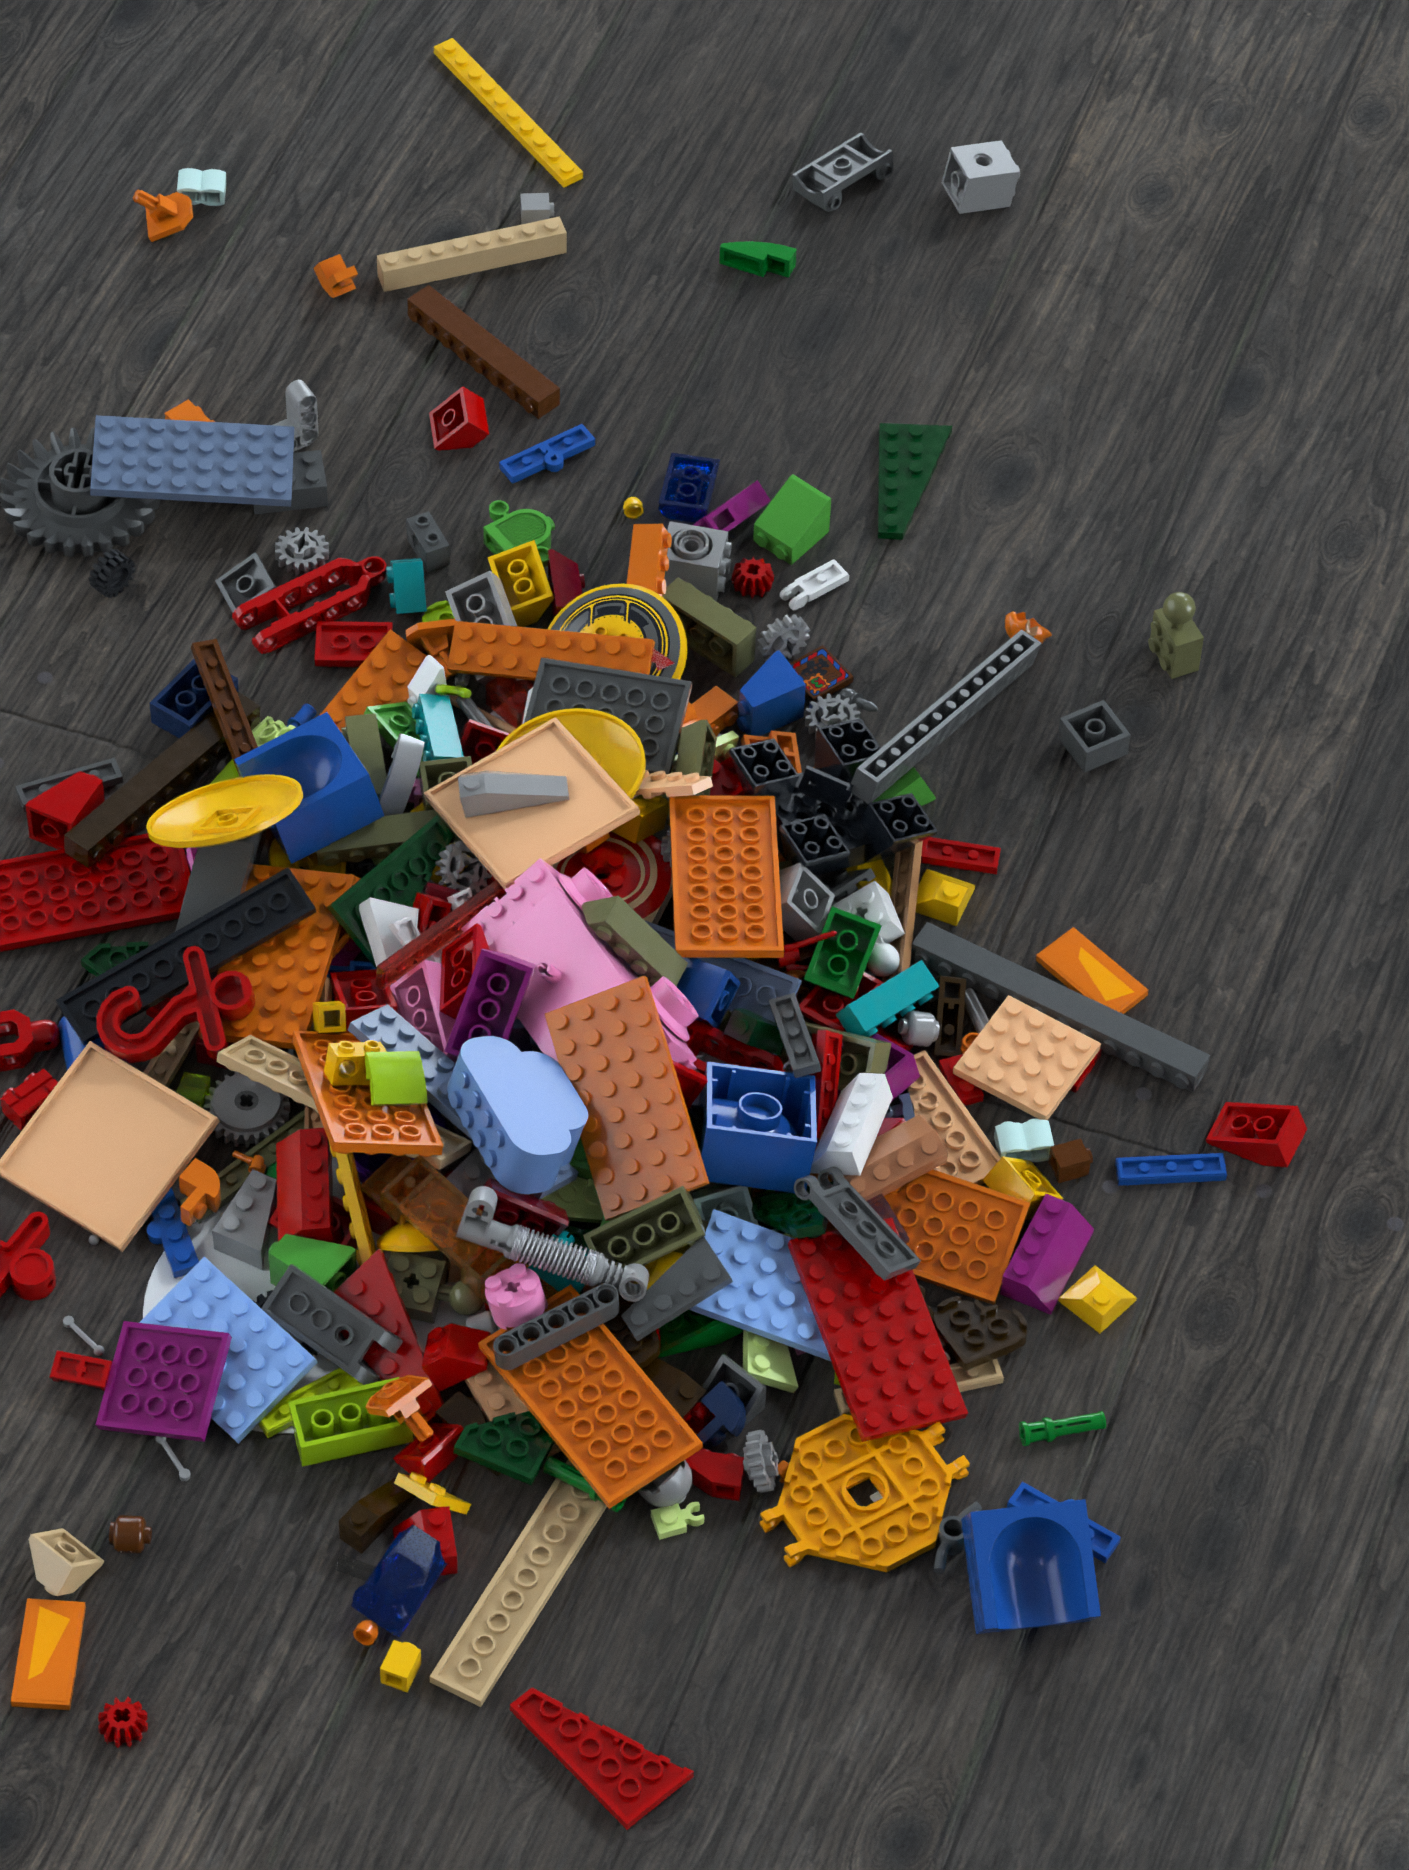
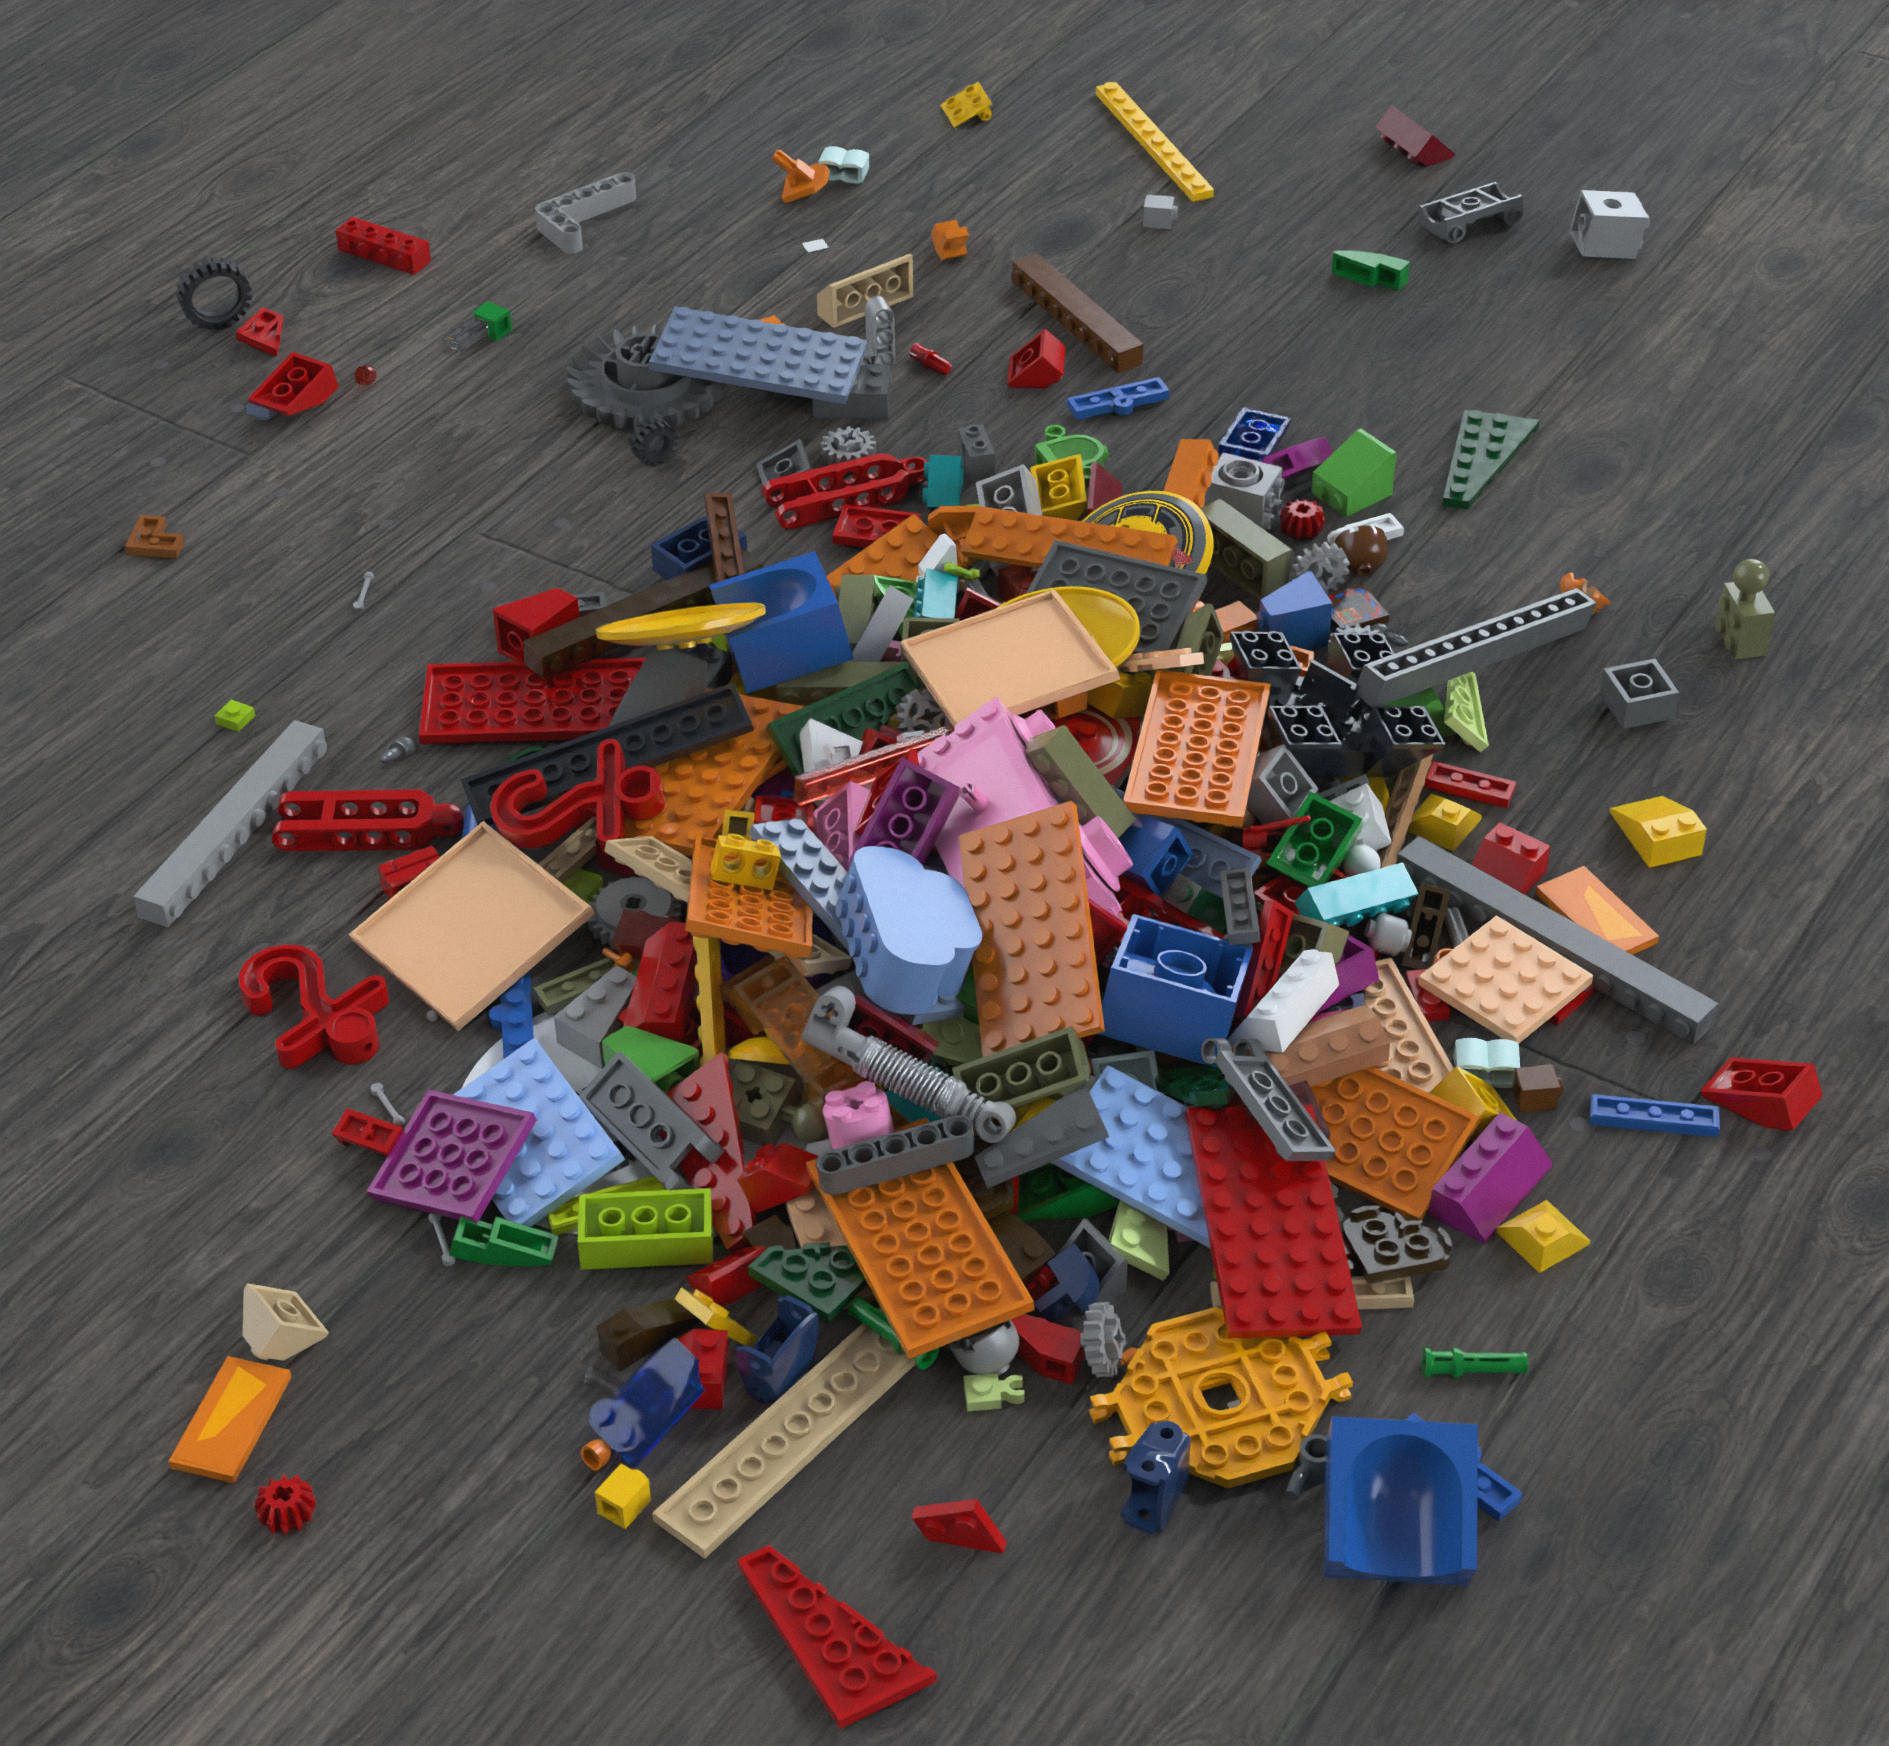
camera: 15 degrees right, 10 degrees down
(129, 1534) = (363, 1306): reddish brown head -> none
(198, 294) = (815, 245): none -> white sticker
(203, 1191) = (553, 979): orange brick -> none
(229, 1454) = (503, 1243): none -> green slope
(265, 1132) = (635, 929): none -> clear red brick
(270, 355) = (848, 297): none -> tan slope
(307, 89) = (968, 104): none -> yellow hinge
(352, 428) = (930, 359): none -> red axle
(396, 1078) = (782, 879): lime slope -> none
(399, 1400) = (702, 1213): orange piece -> none
(471, 254) = (1087, 237): tan brick -> none
(497, 1520) = (780, 1353): none -> dark blue piece
(503, 791) = (972, 644): light grey wedge -> none
(680, 1643) = (959, 1524): none -> red wing
(768, 80) = (1412, 138): none -> slope
(817, 610) = (1364, 549): none -> reddish brown cylinder
(832, 1557) = (1158, 1475): none -> dark blue piece
(943, 781) = (1465, 712): none -> yellowish green wing
(1010, 931) = (1512, 857): none -> red slope
(1133, 877) = (1661, 830): none -> yellow slope

